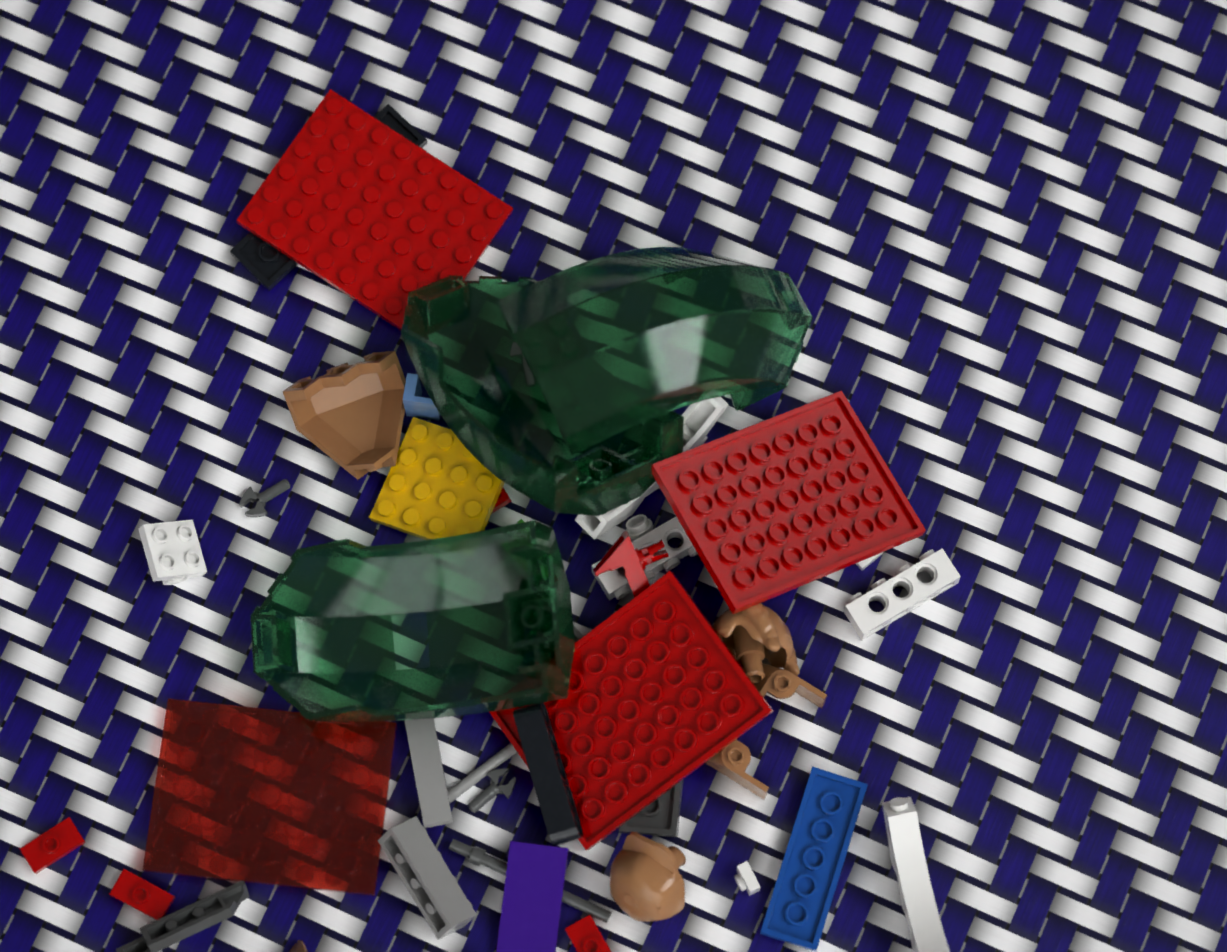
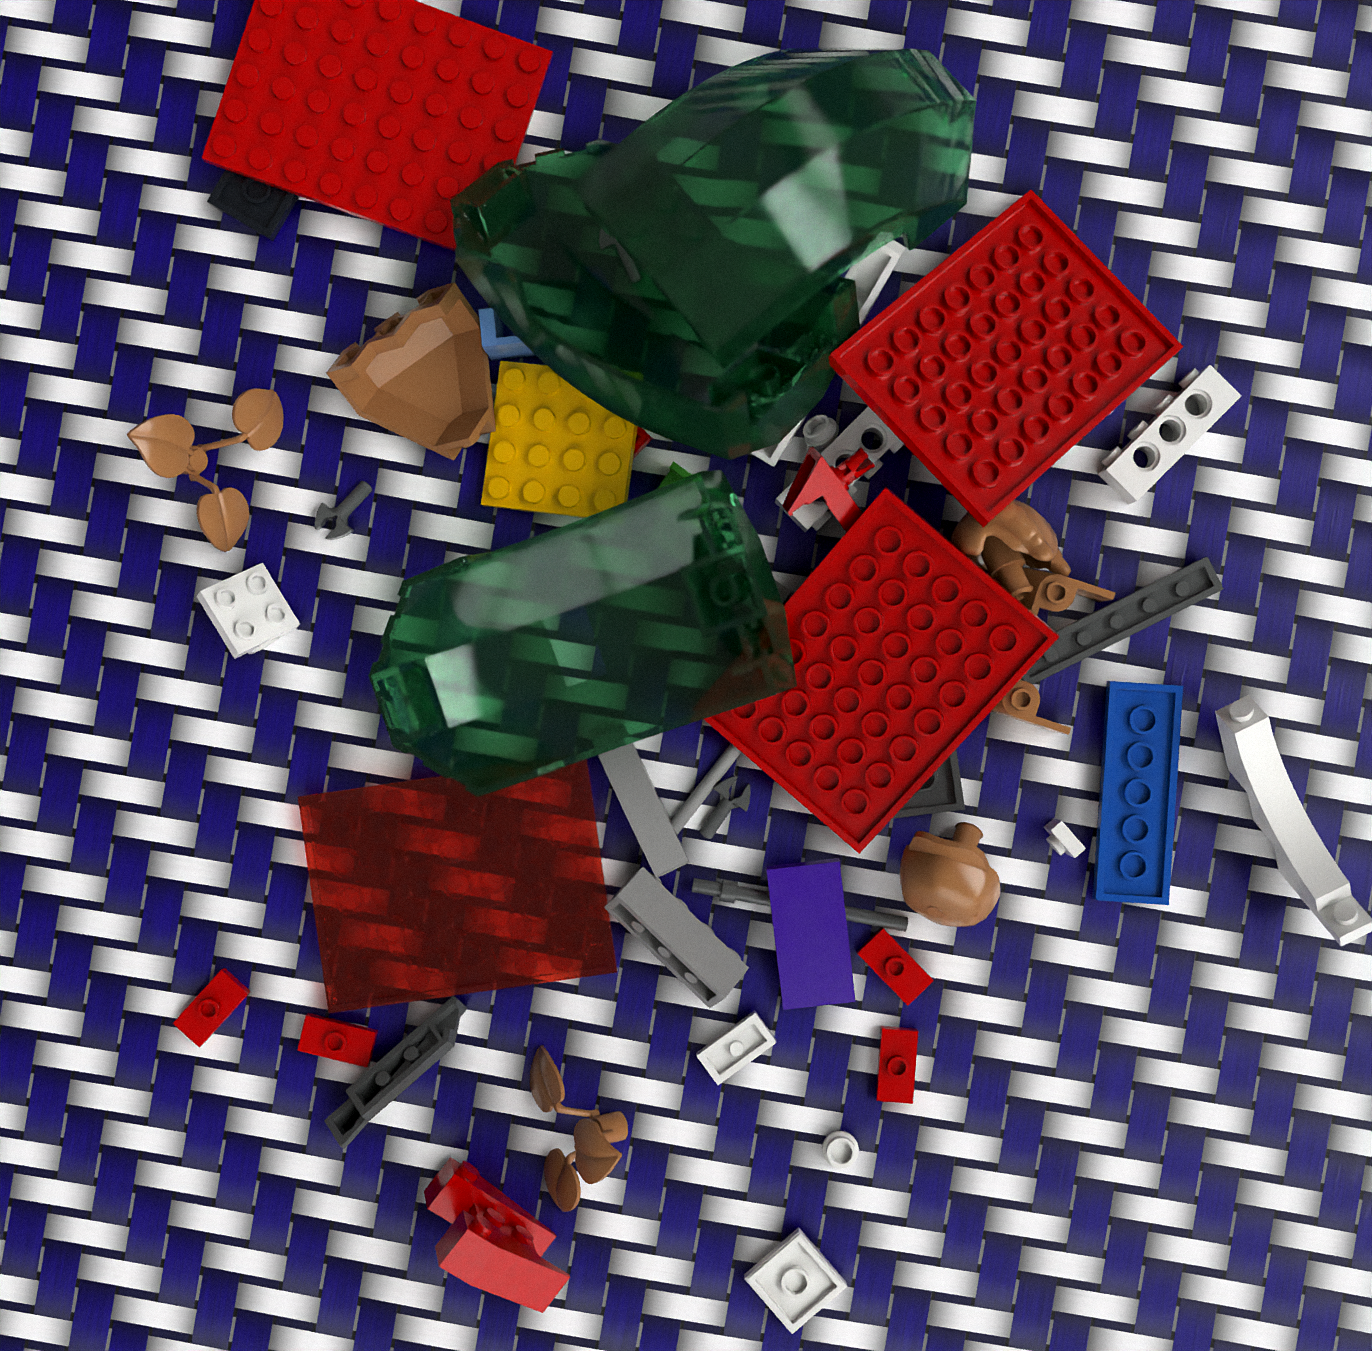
camera: 15 degrees left, 15 degrees up
(152, 411) = (168, 452): none -> medium nougat plant
(548, 773) = (792, 777): black beam -> none
(830, 723) = (1127, 617): none -> dark grey plate

